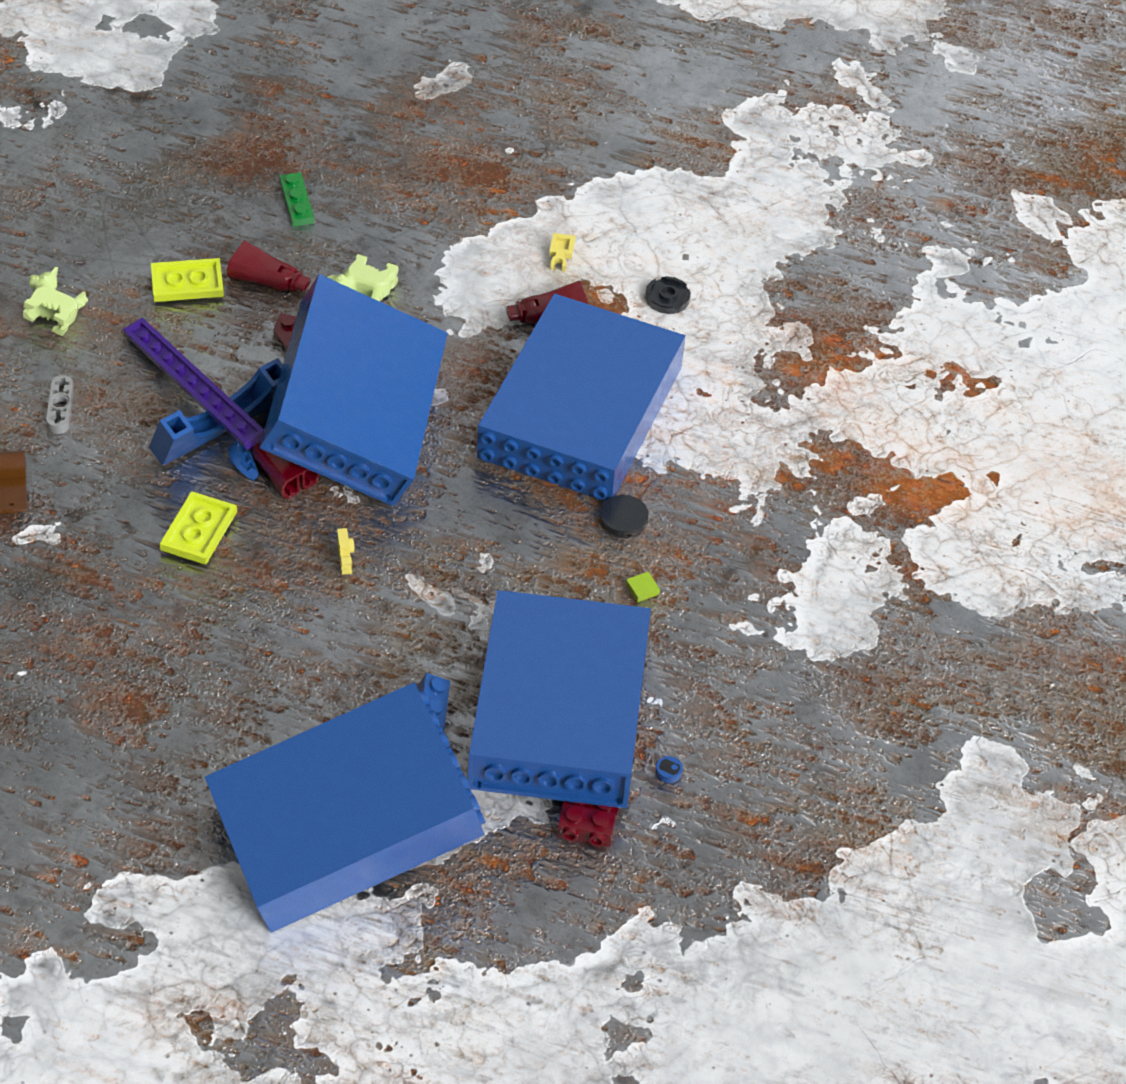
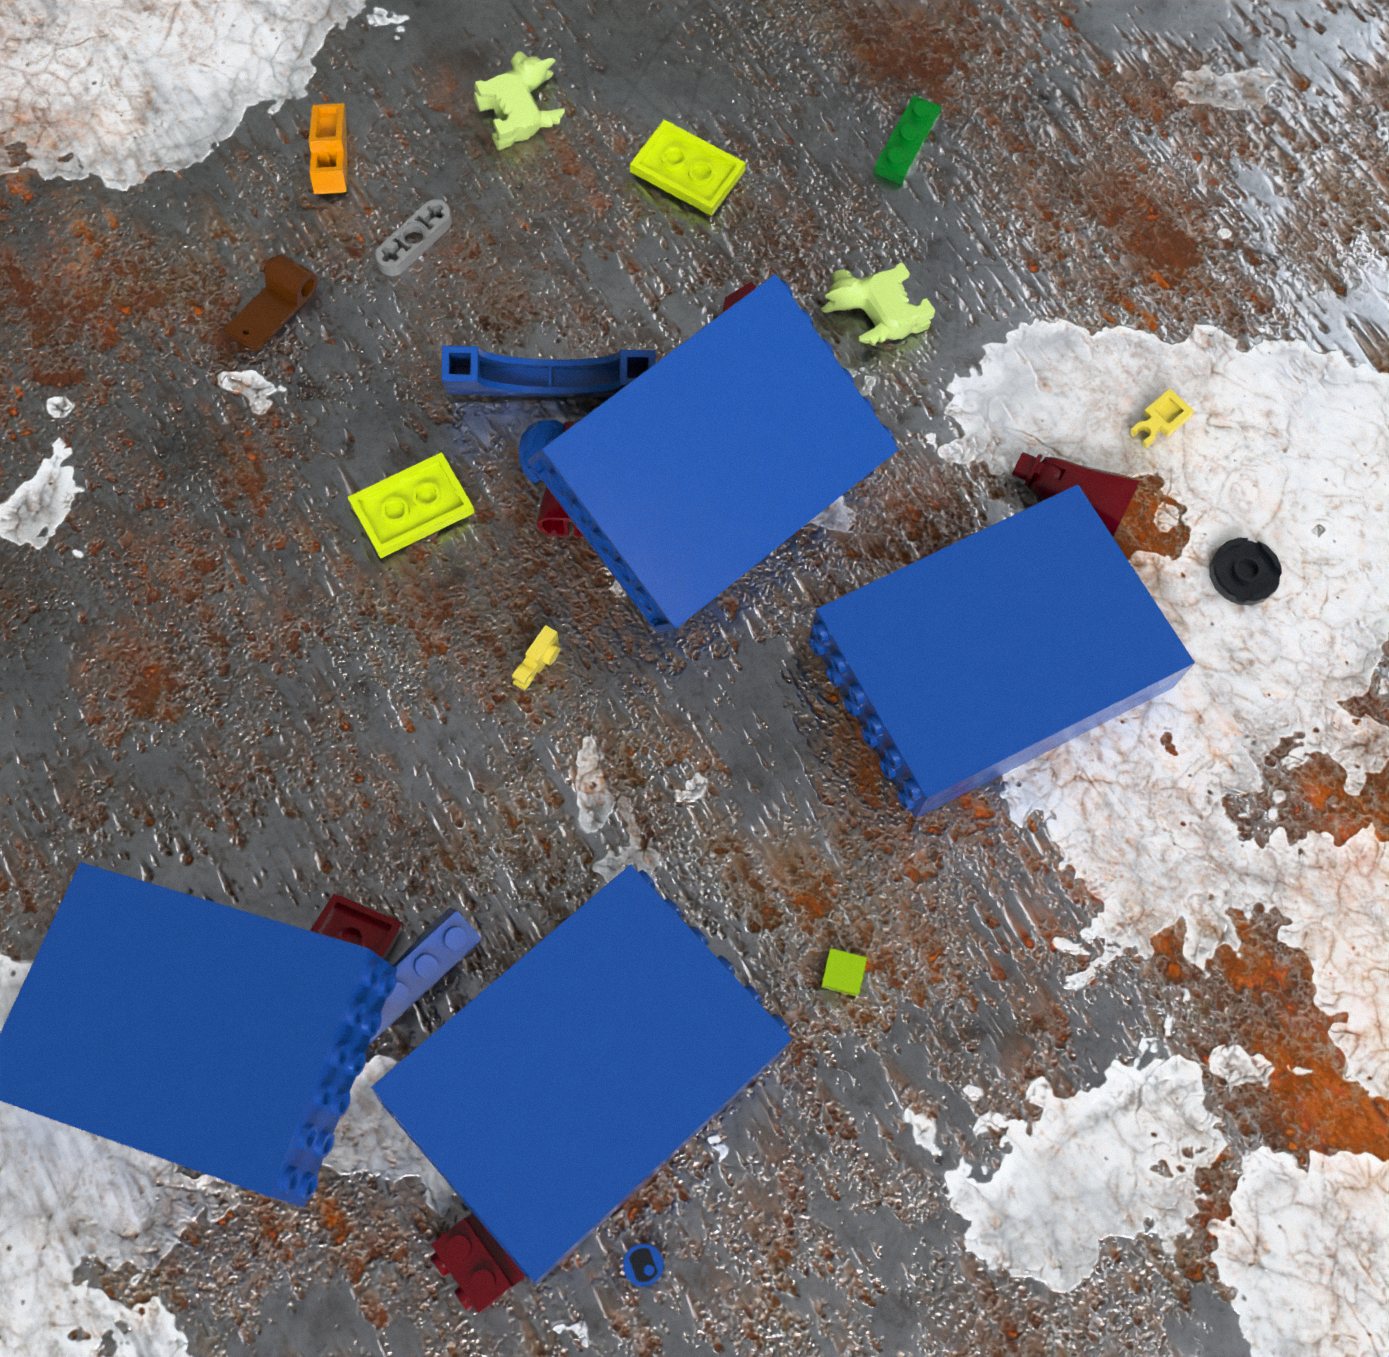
camera: 40 degrees right, 20 degrees up
(195, 383) = (557, 317): dark purple plate -> none
(257, 266) = (779, 203): dark red piece -> none
(624, 515) = (910, 851): black tile -> none

